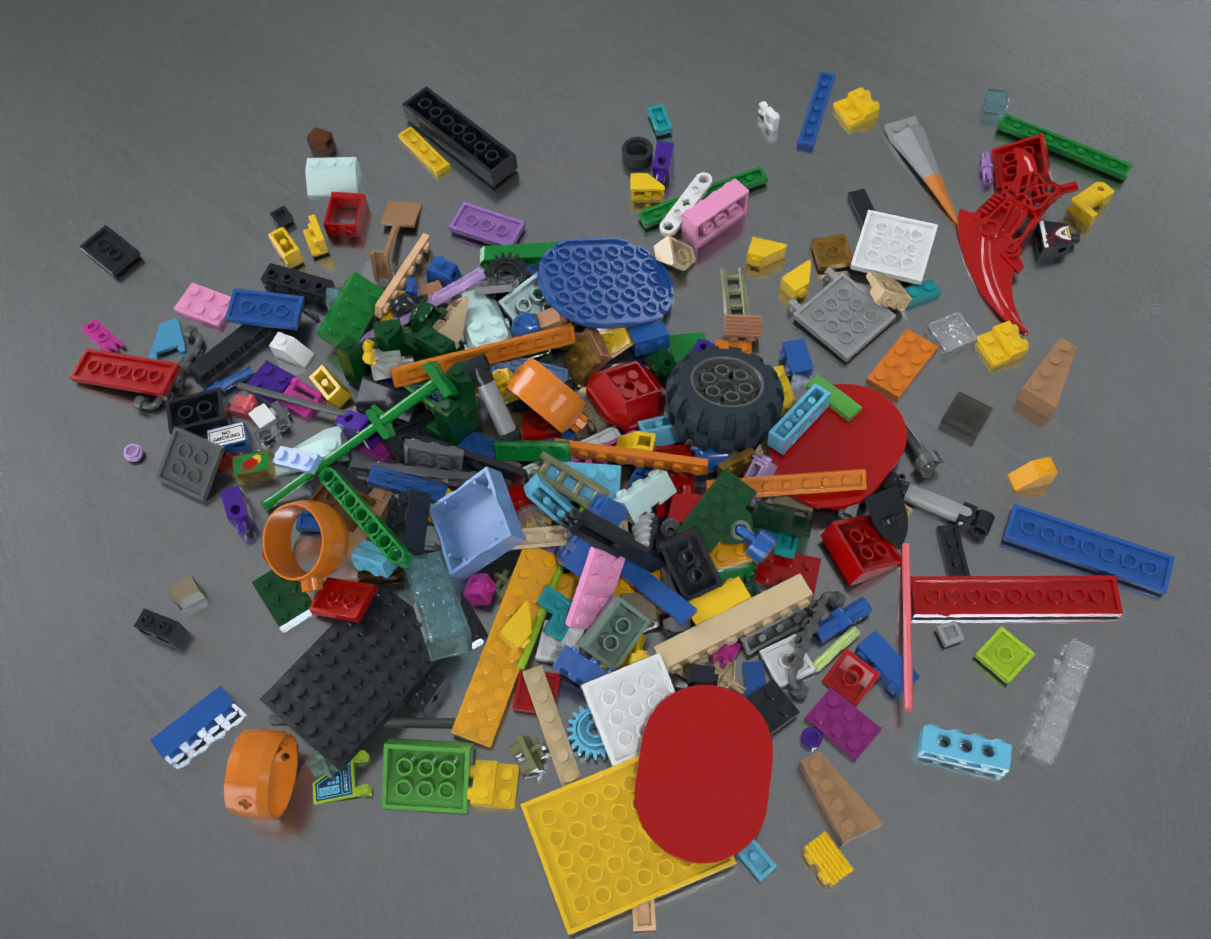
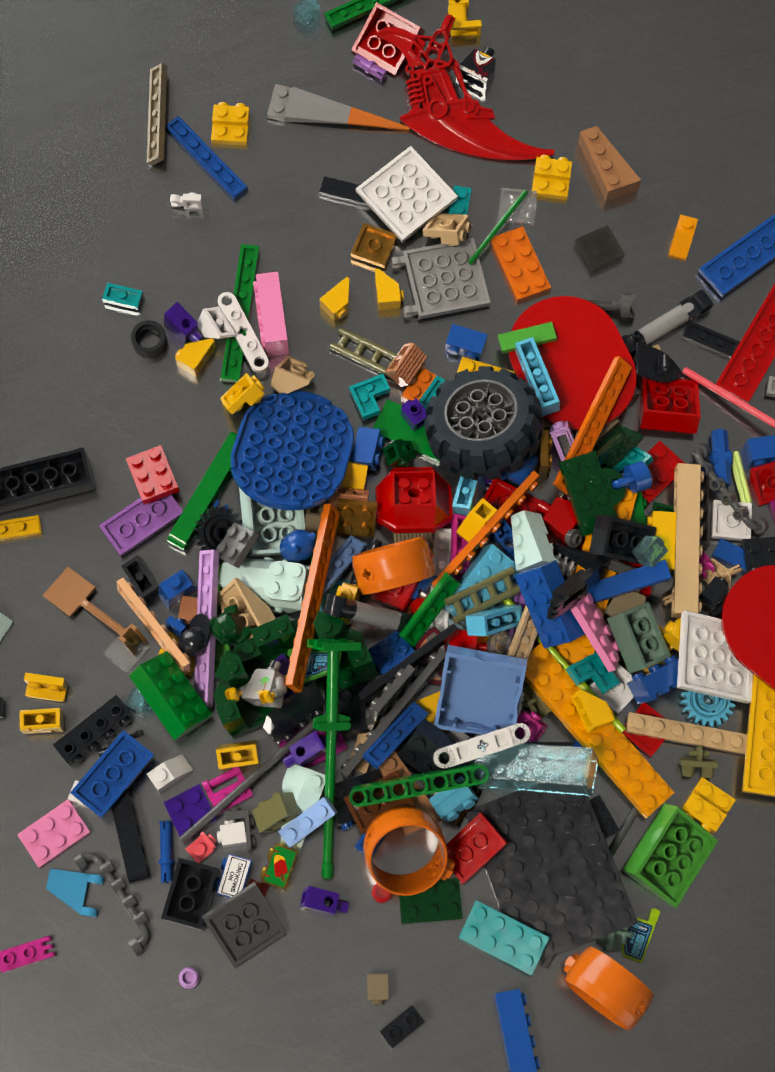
camera: 65 degrees left, 10 degrees up
(125, 372) = (91, 946): red plate -> none
(276, 668) = (504, 937): none -> teal plate
(295, 435) = (275, 812): none -> olive brick
(339, 200) = (22, 631): red window -> none
(437, 556) = (467, 749): none -> white piece
(438, 244) = (140, 576): none -> black slope
(527, 212) = (152, 474): none -> plate
(550, 319) = (308, 519): nougat brick -> none
(634, 231) = (247, 390): none -> yellow plate
(678, 181) = (214, 324): none -> white slope
(695, 589) = (650, 550): none -> clear light blue brick
(697, 313) = (365, 394): none -> teal plate
(820, 63) = (156, 114): none -> dark tan plate
(920, 326) = (497, 227): none -> green axle

